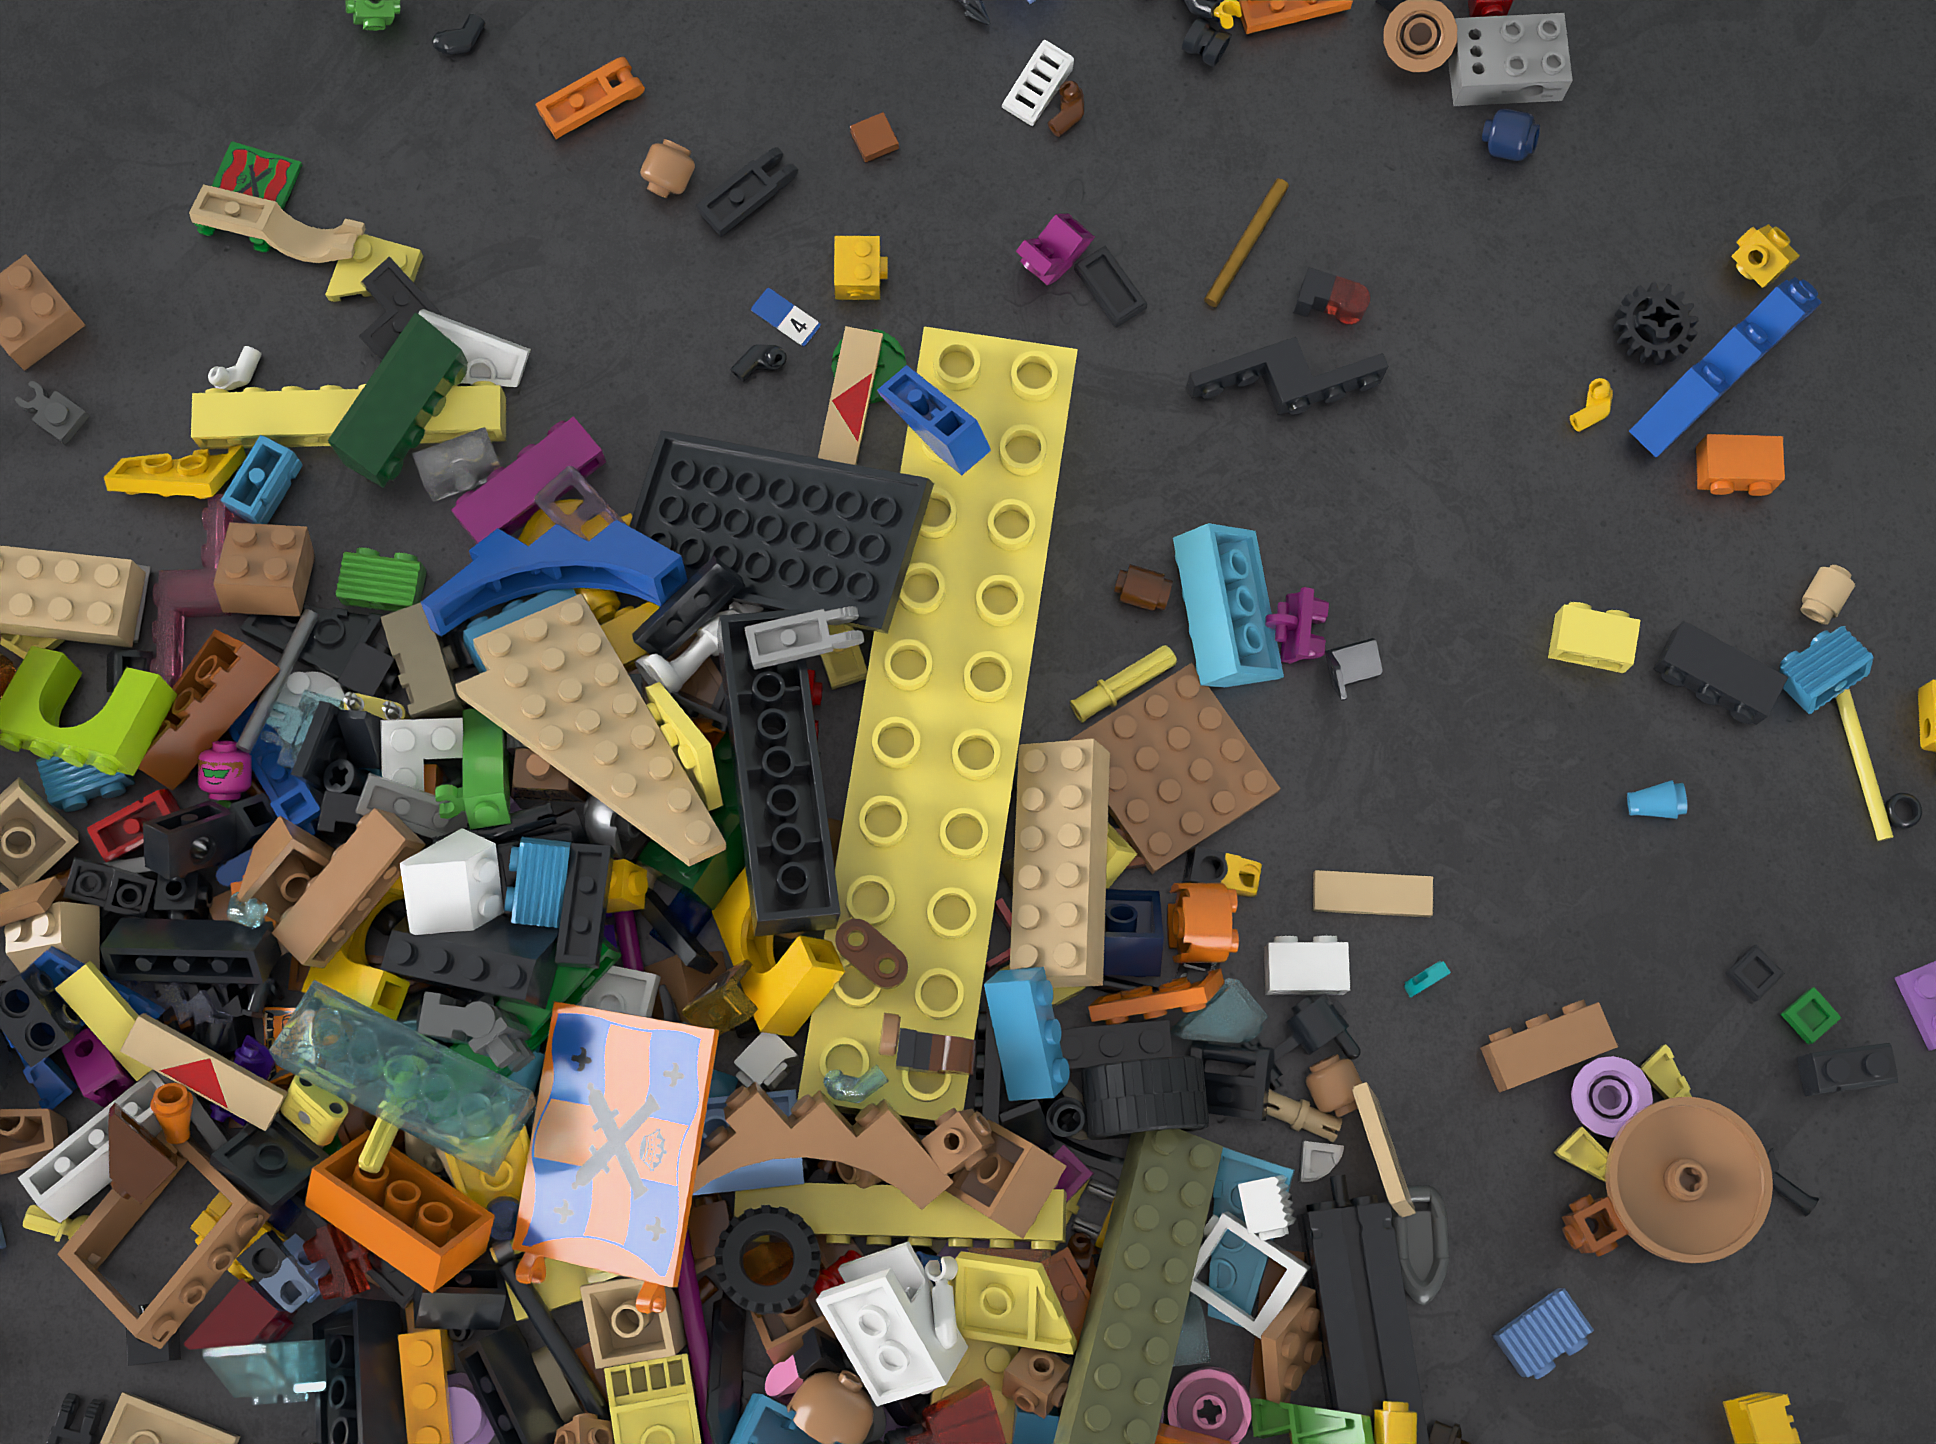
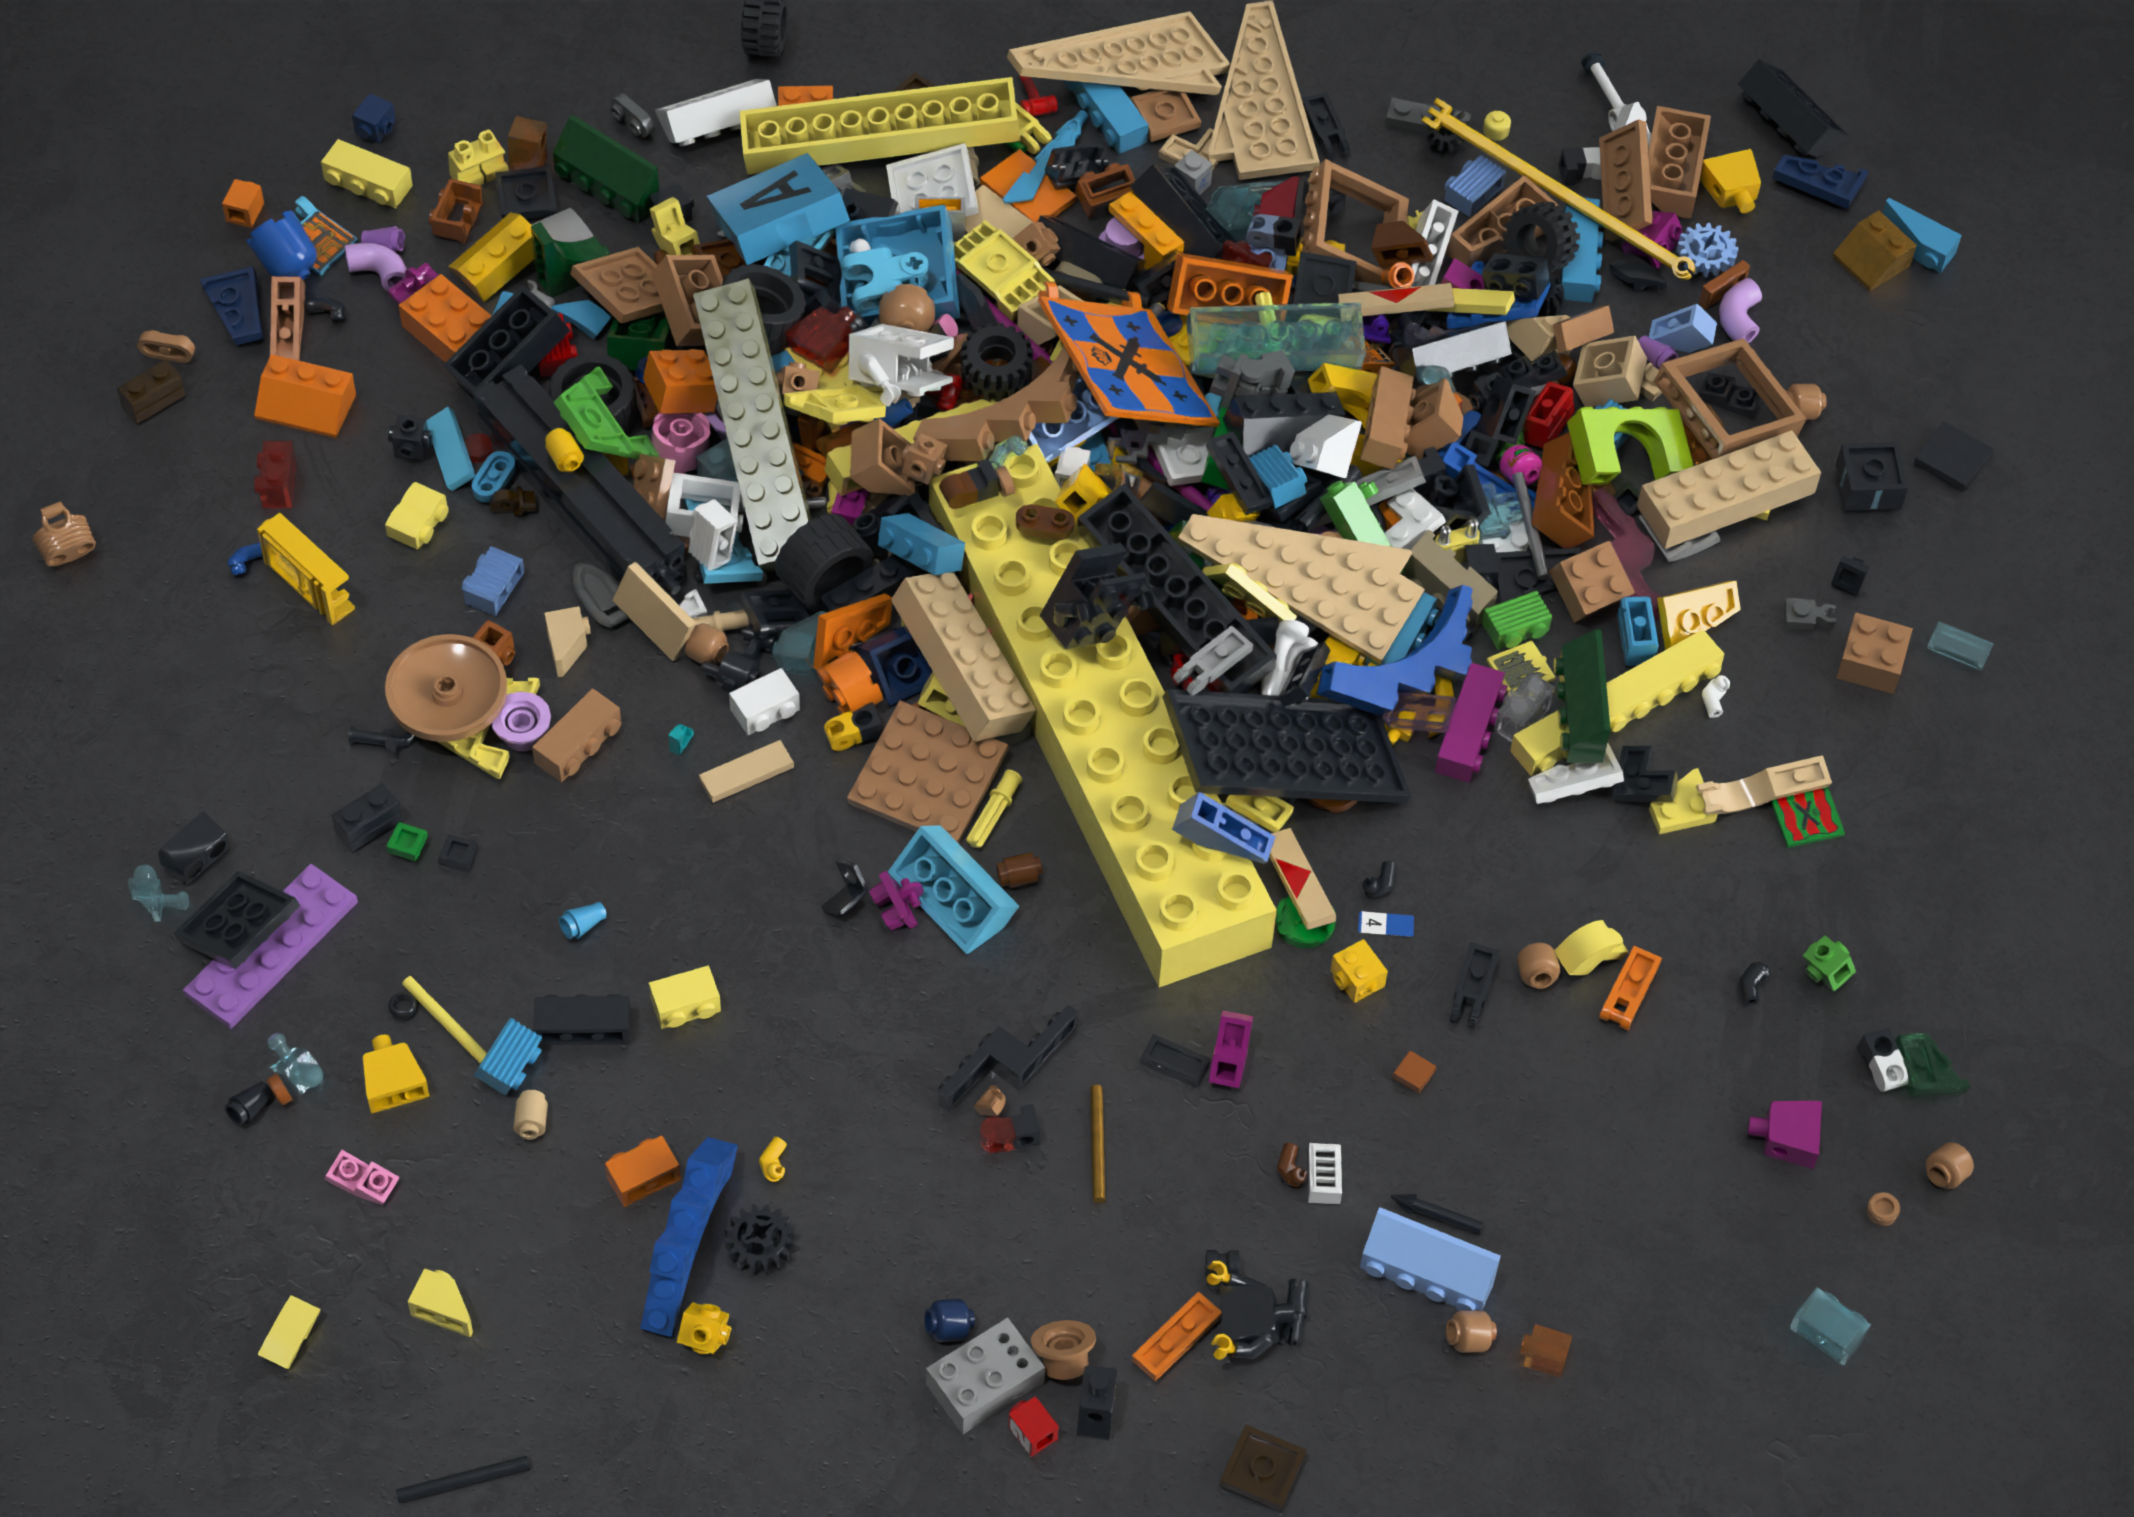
camera: 150 degrees right, 20 degrees down
(419, 529) = (1519, 663): none -> piece
(601, 148) = (1590, 946): none -> light yellow brick
(906, 760) = (1092, 598): none -> black torso
(1331, 339) = (991, 1102): none -> medium nougat tile
(1495, 1196) = (566, 636): none -> tan slope

